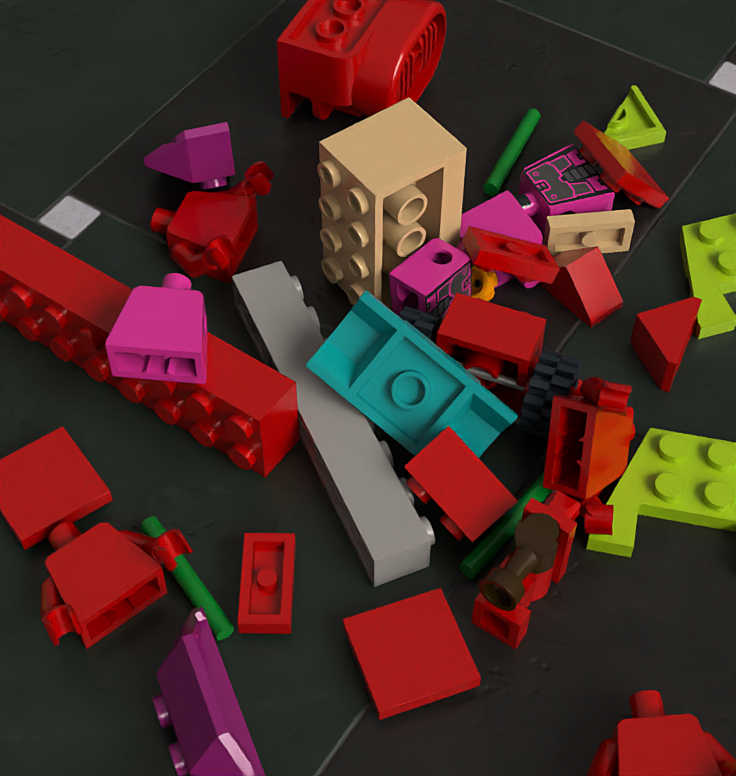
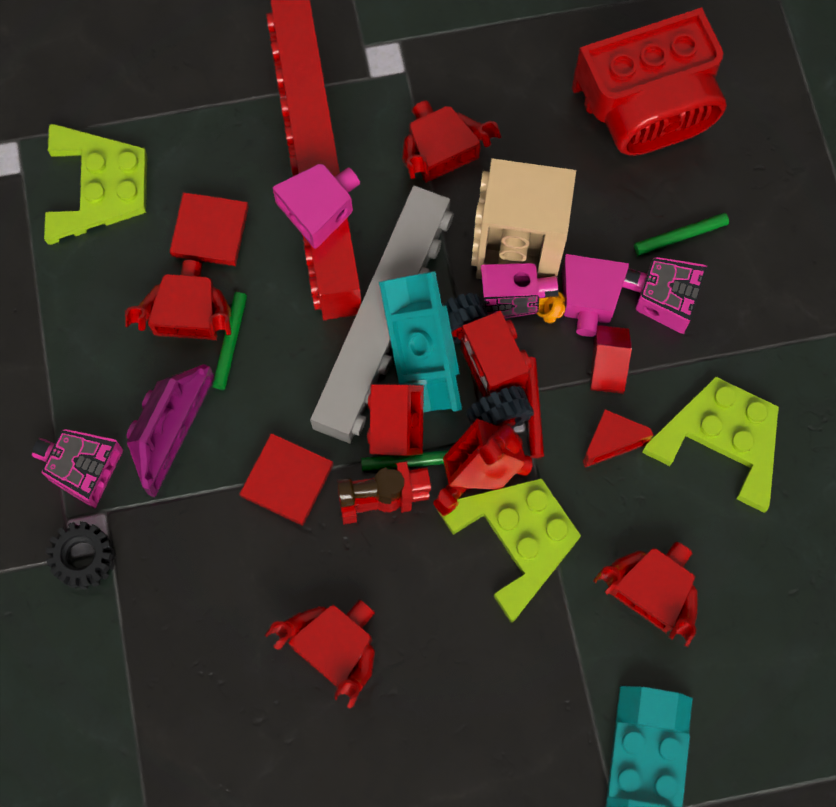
camera: 45 degrees right, 20 degrees up
(196, 156) = (476, 81): magenta wedge -> none
(267, 583) = (260, 380): red plate -> none
(510, 255) = (570, 310): red plate -> none
(604, 229) = (661, 338): tan plate -> none
(619, 167) = (721, 305): red tile -> none
(635, 123) = (777, 280): lime tile -> none

